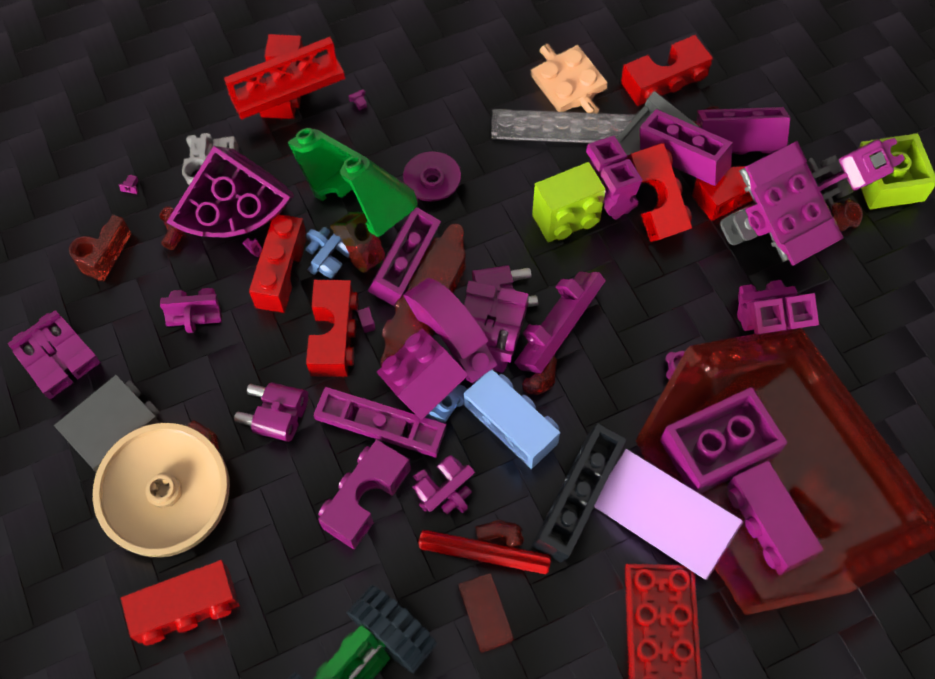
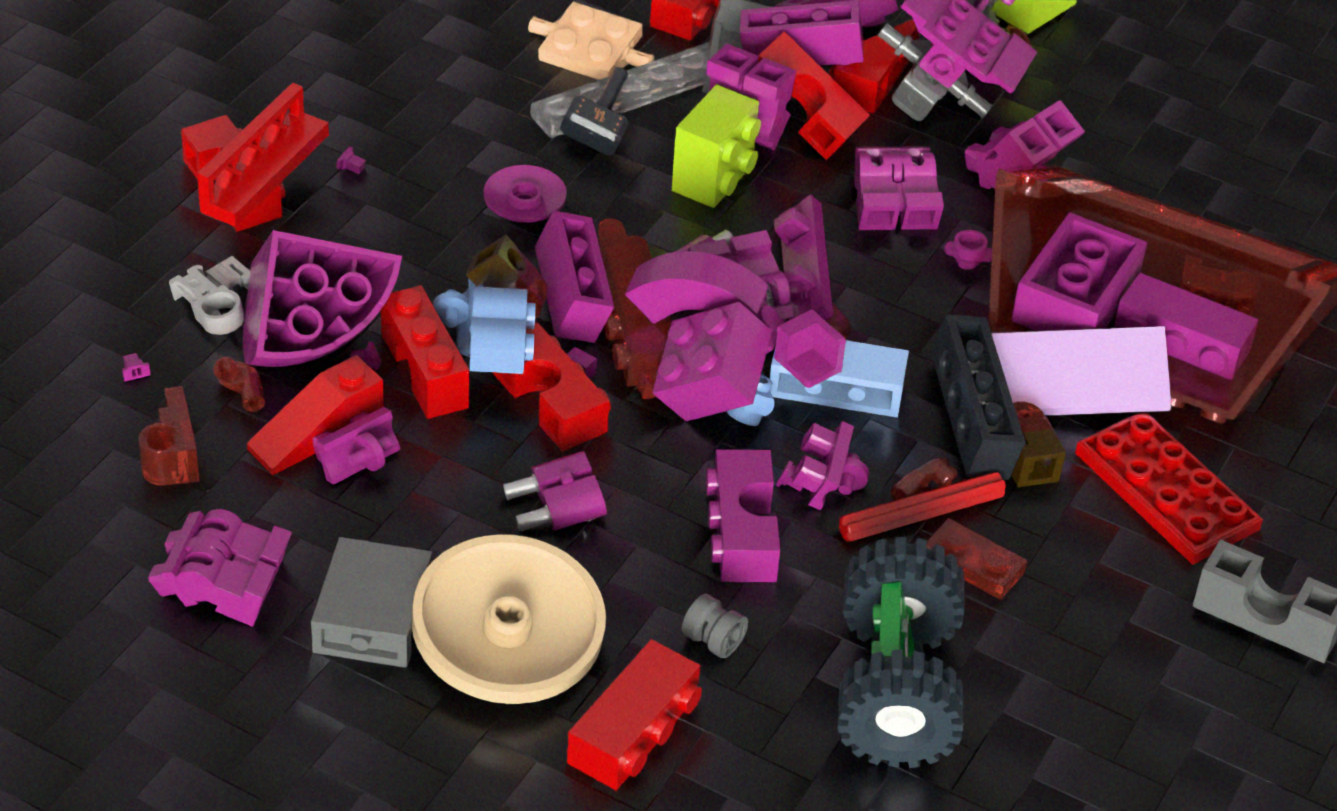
camera: 40 degrees left, 20 degrees down
(190, 274) = (320, 407): none -> red slope
(278, 566) = (714, 625): none -> dark grey wheel
(312, 279) = (499, 330): none -> brick
(339, 169) = (452, 204): green windscreen -> none
(380, 421) = (697, 438): magenta hinge -> none
(486, 400) = (809, 348): none -> magenta panel
(515, 145) = (596, 122): none -> black piece
(593, 550) = (1040, 446): none -> dark brown leg
(669, 288) = (897, 184): none -> magenta hips

